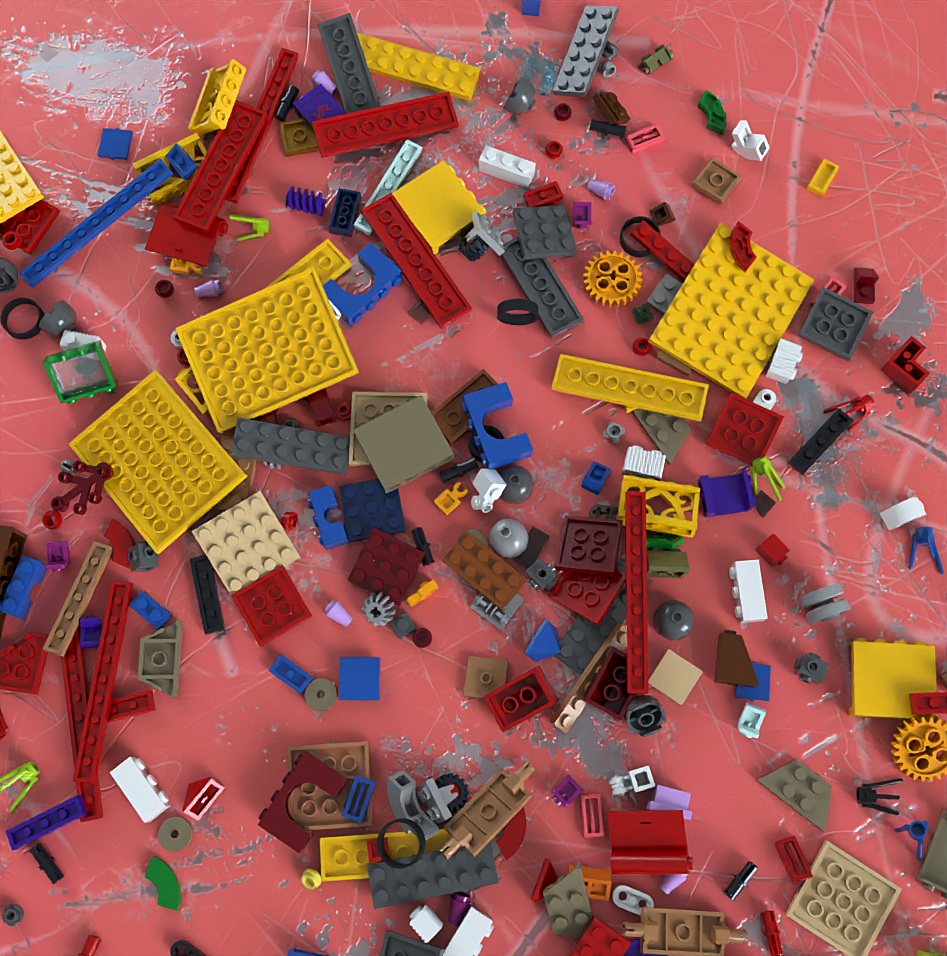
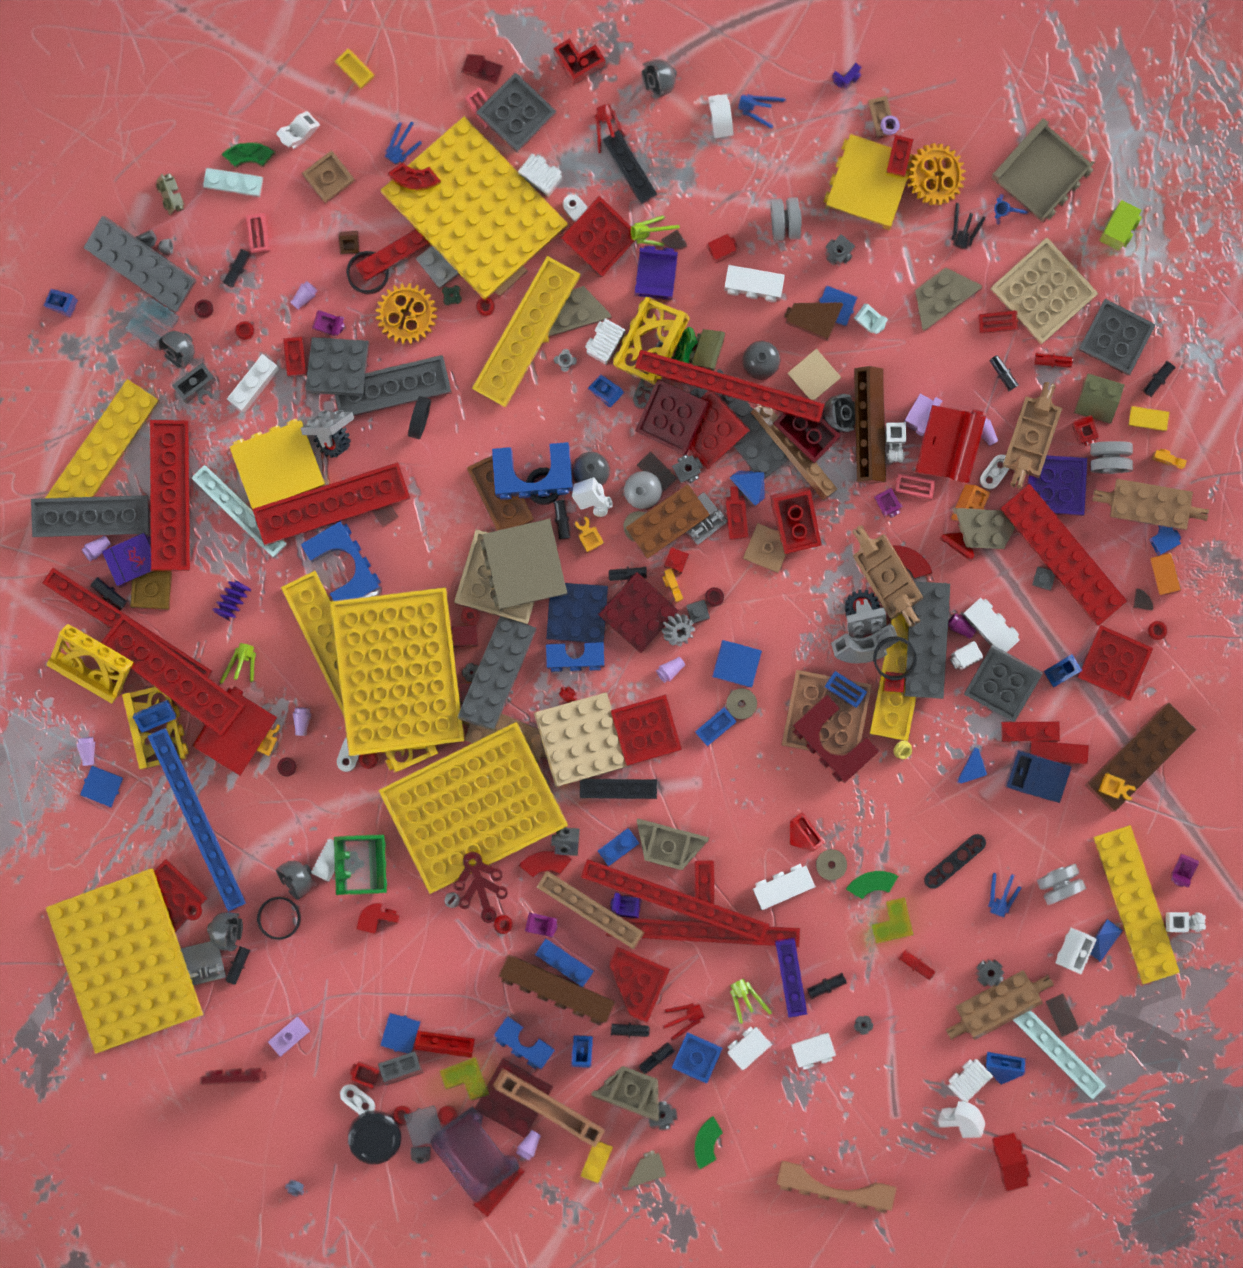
camera: 75 degrees left, 10 degrees up
(37, 398) = (370, 917): none -> red brick
(126, 924) = (898, 925): none -> clear neon green plate
(143, 121) = (86, 749): none -> lavender cone
(345, 212) = (255, 562): dark blue piece -> none
(447, 589) = (676, 560): none -> red brick
(492, 119) = (194, 384): none -> dark grey brick
(510, 637) = (736, 515): none -> red hinge
(611, 108) = (216, 258): reddish brown plate -> none
(641, 749) = (870, 425): none -> reddish brown brick
(683, 106) = (233, 182): none -> light aqua plate
(758, 231) = (394, 152): none -> blue plant
(919, 444) = (658, 77): none -> dark grey cylinder

